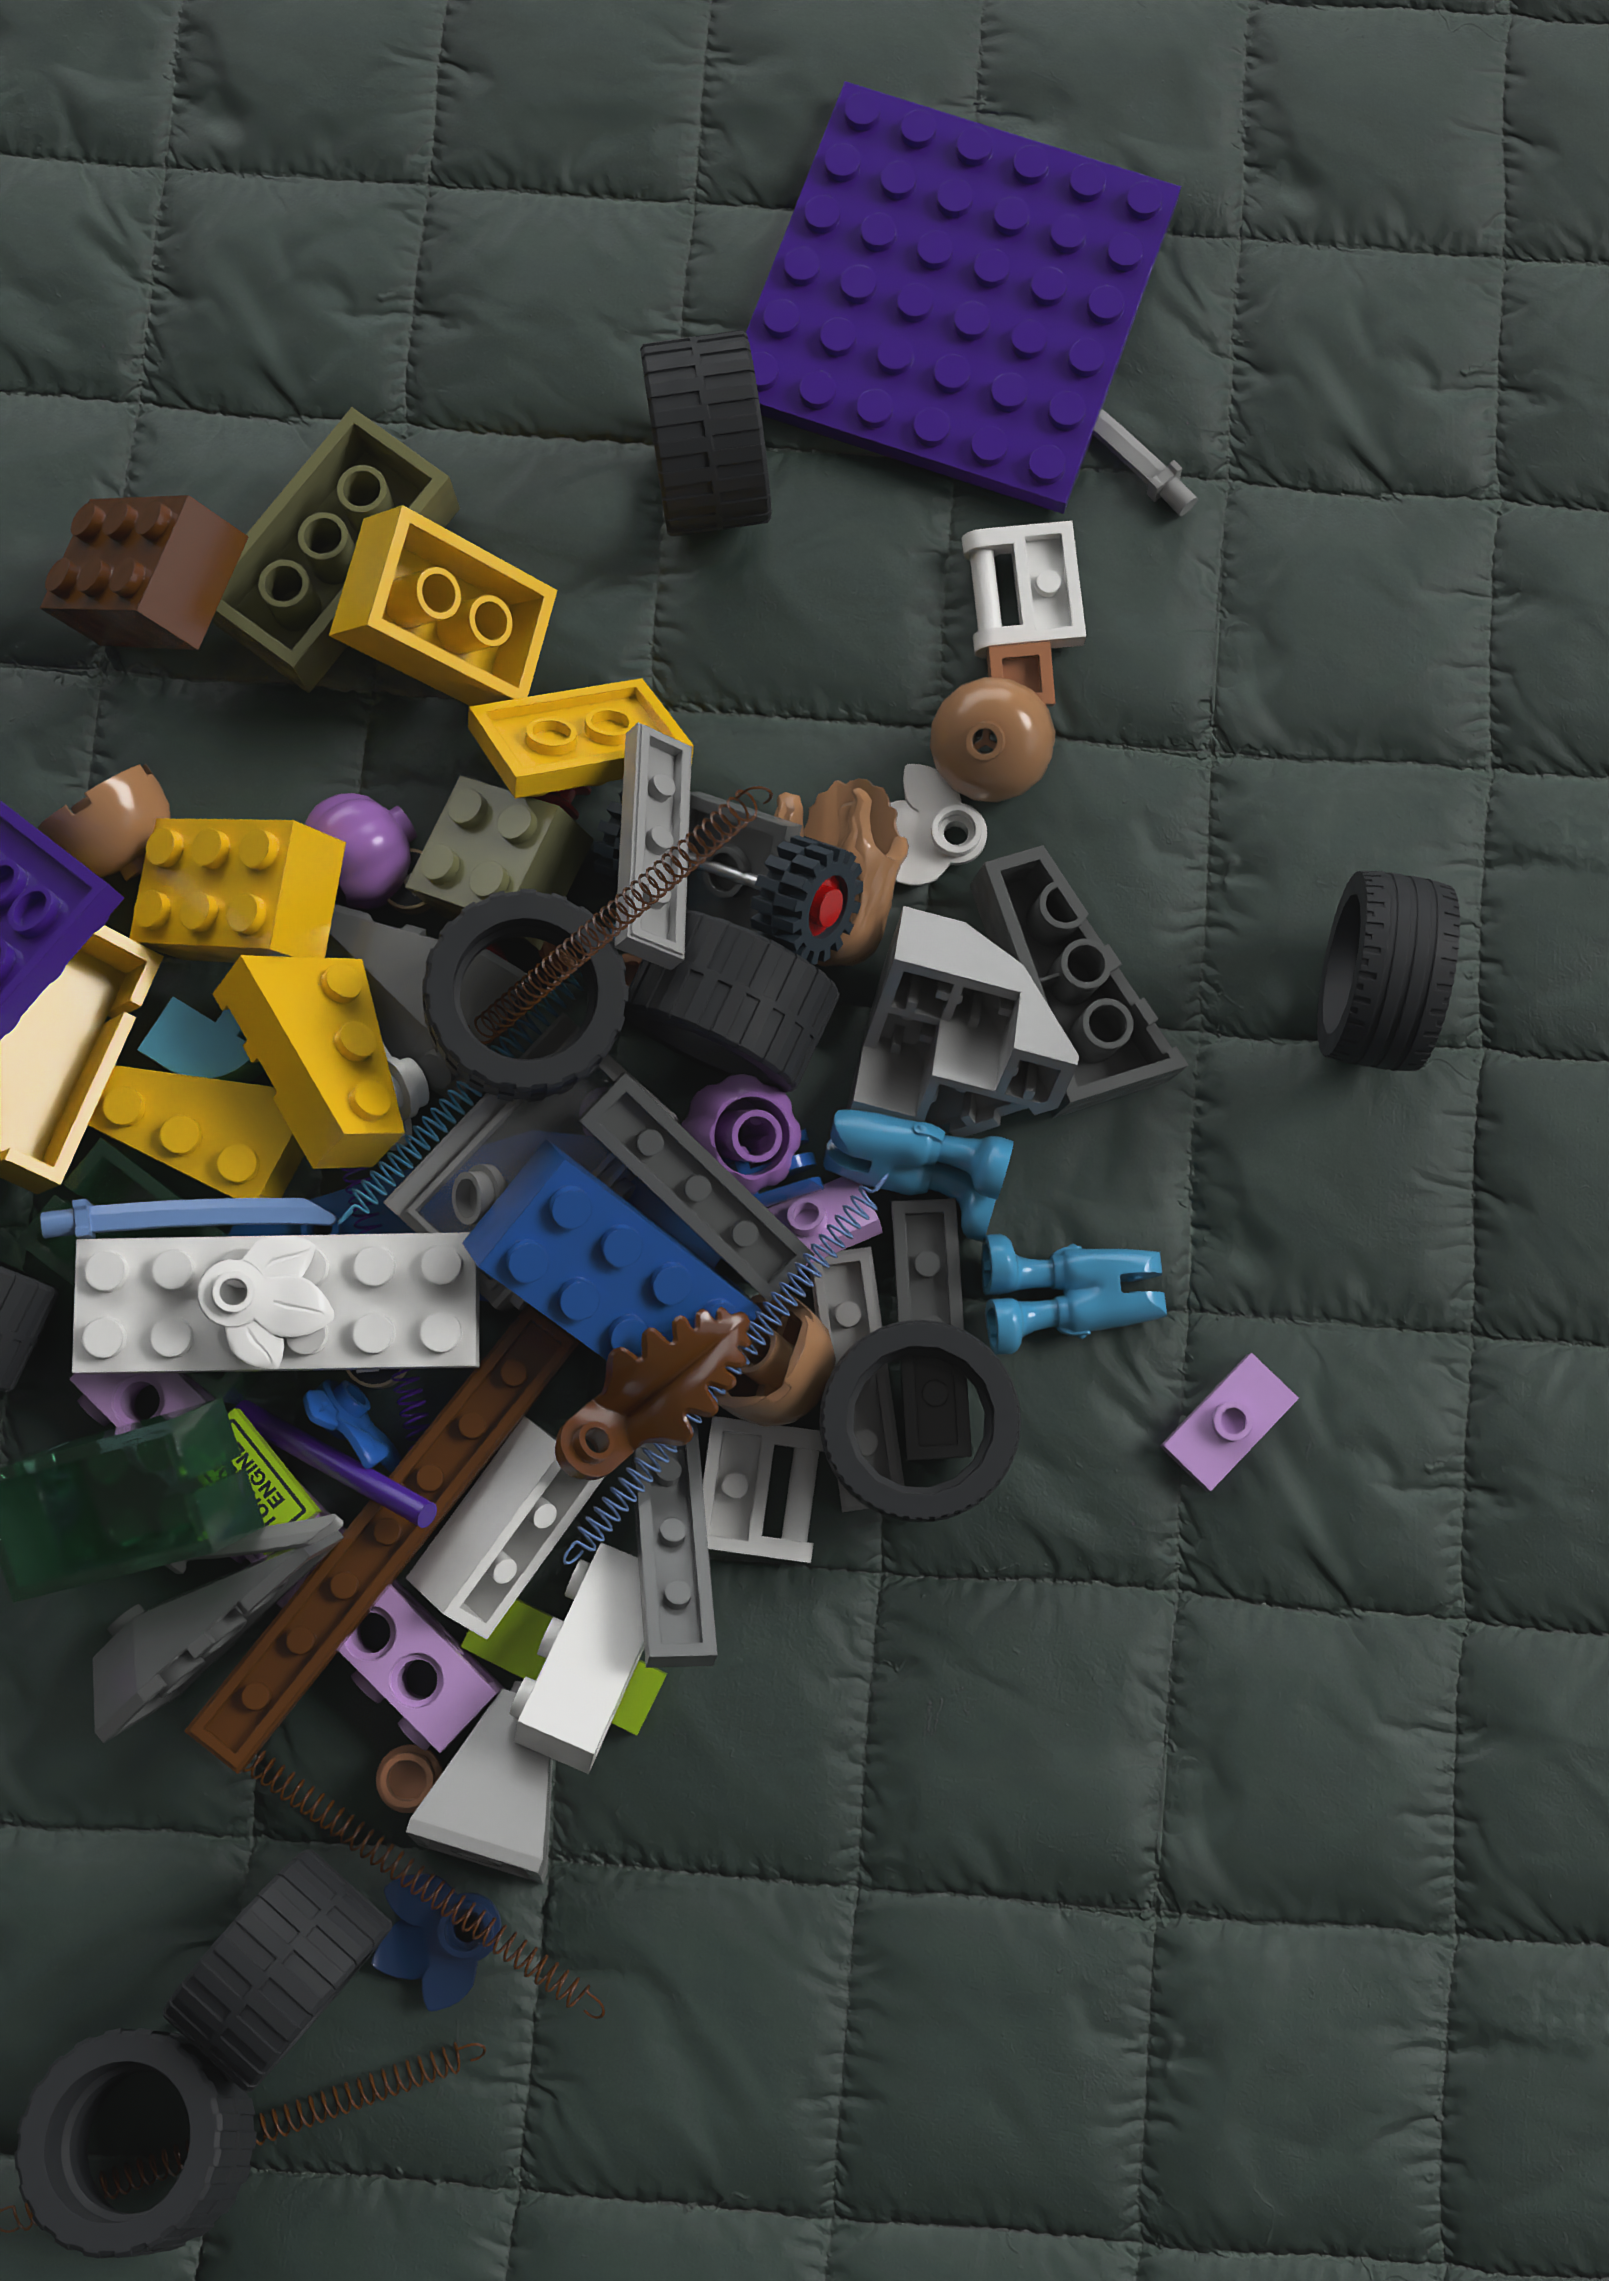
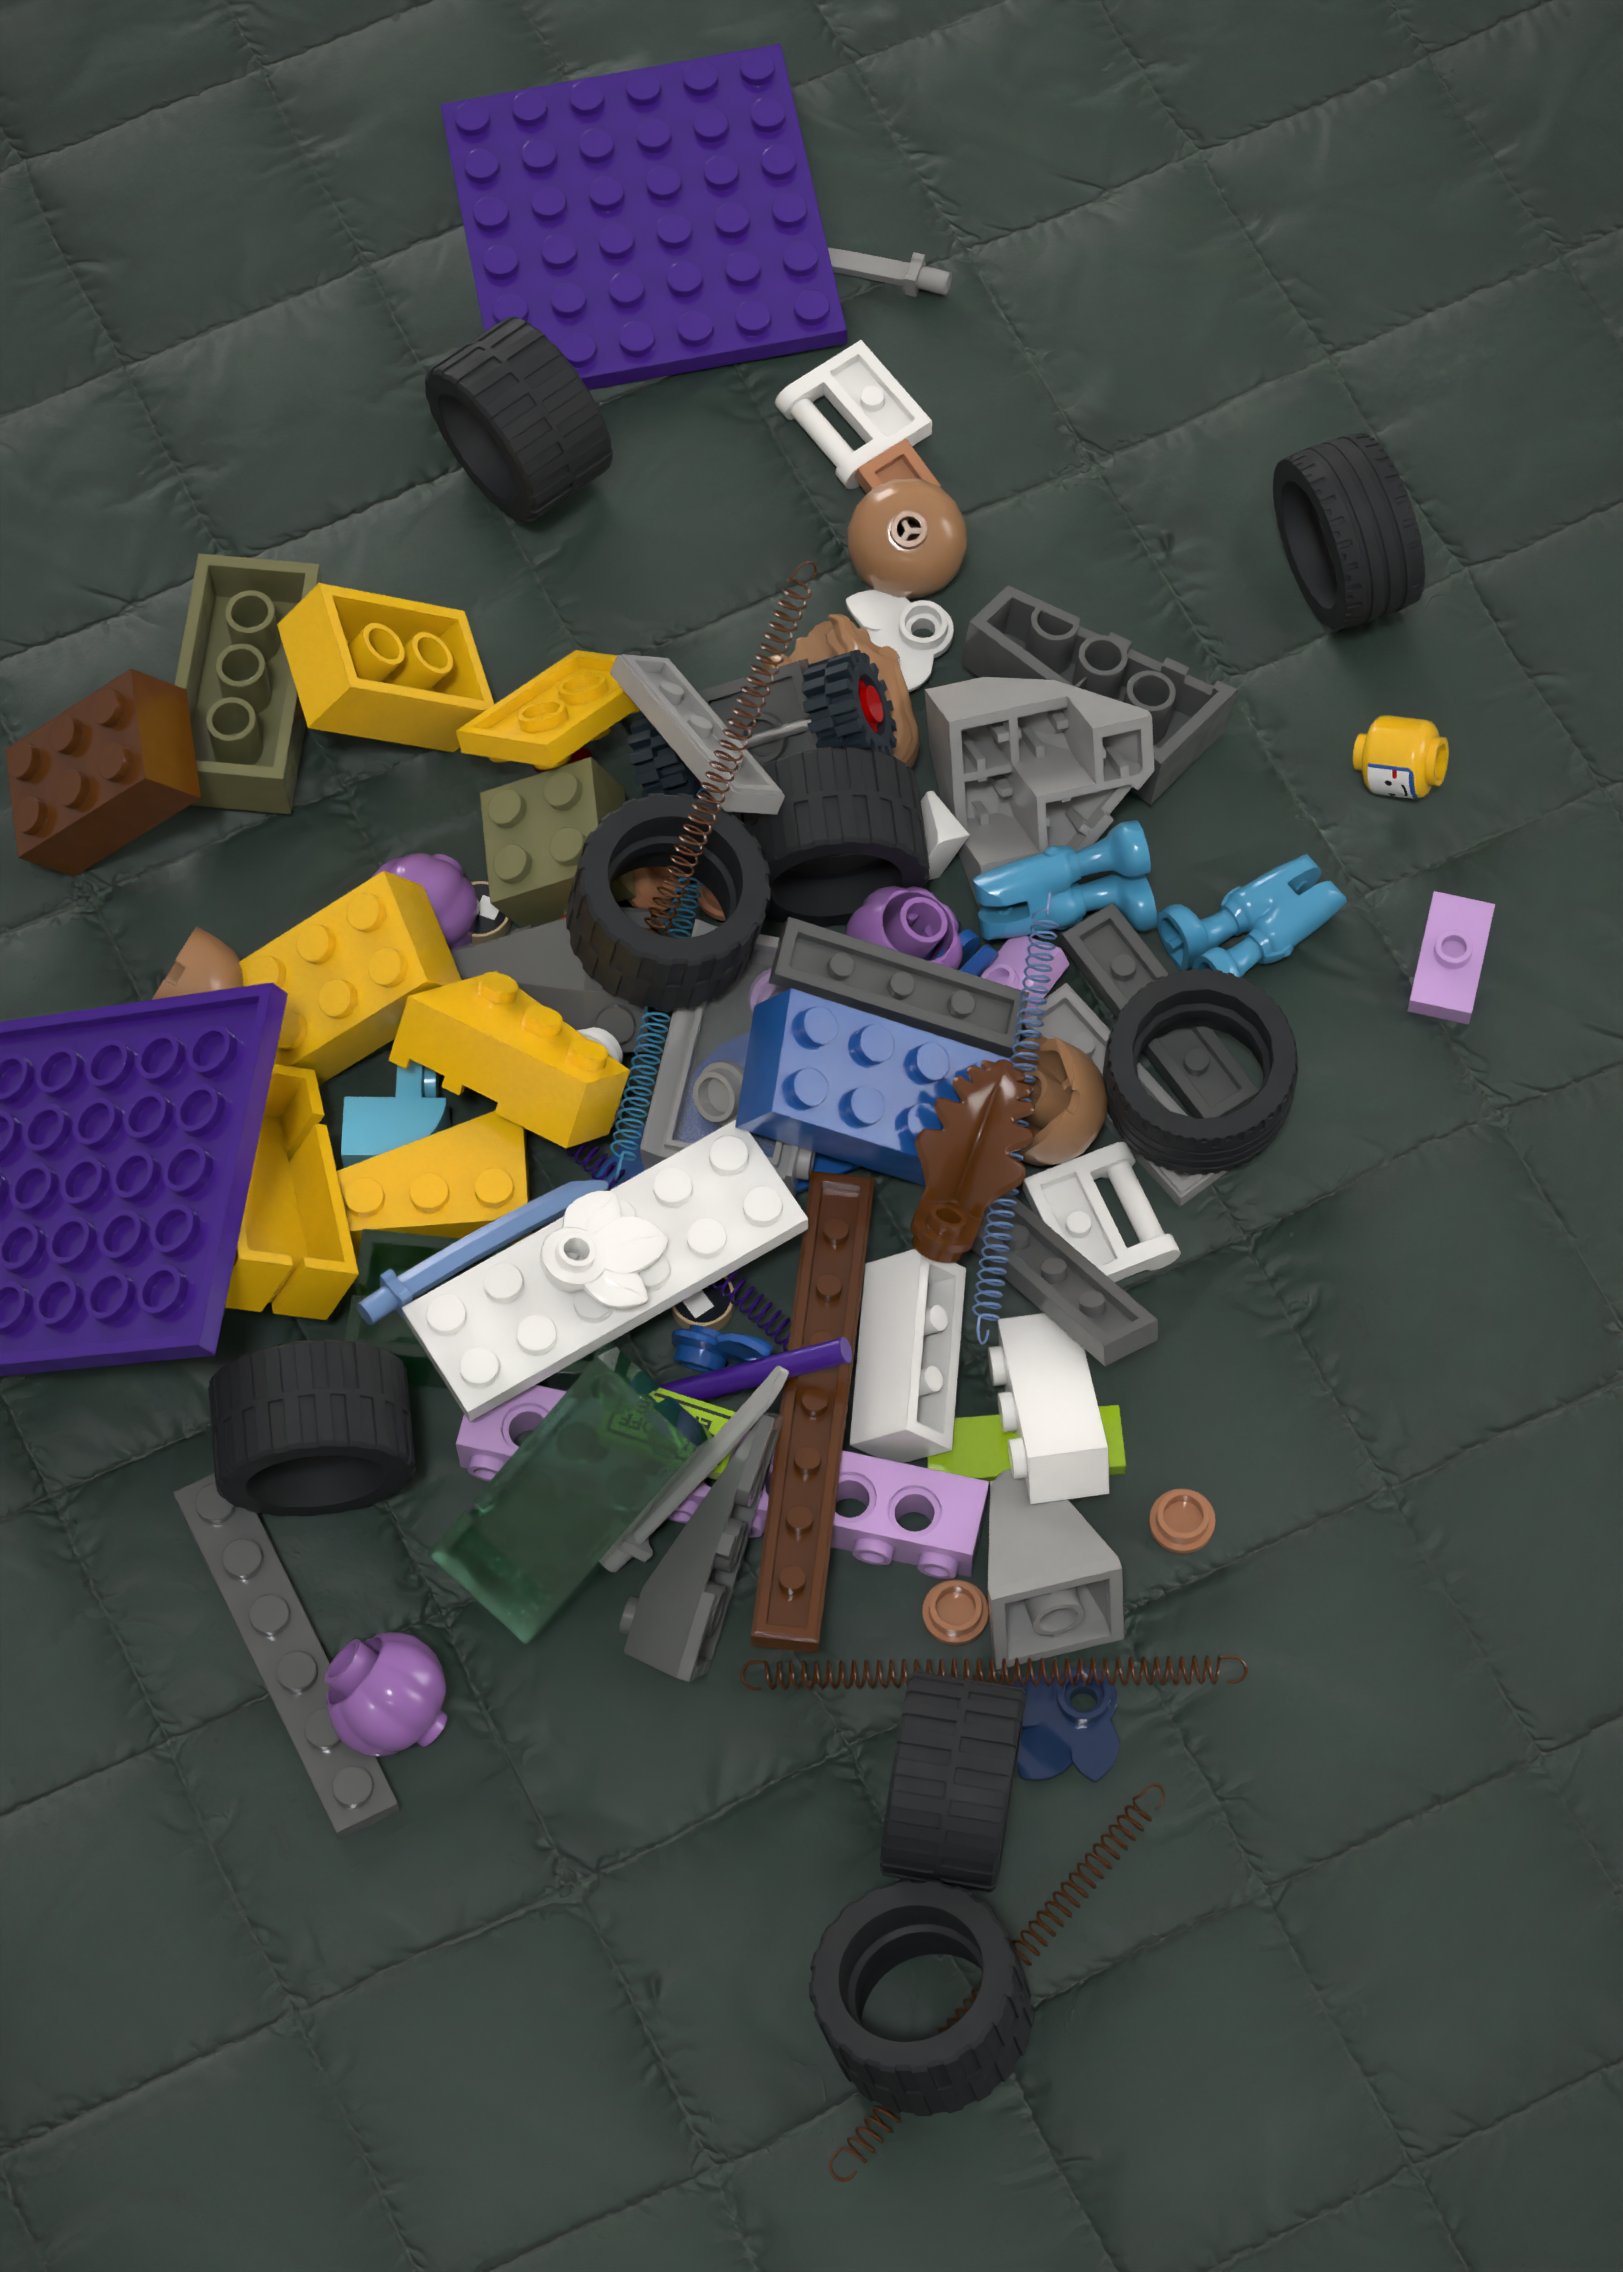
camera: 30 degrees left, 15 degrees down
(655, 1814) = (1182, 1521): none -> nougat plate
(841, 1042) = (942, 834): none -> white slope
(1303, 1207) = (1401, 756): none -> yellow head

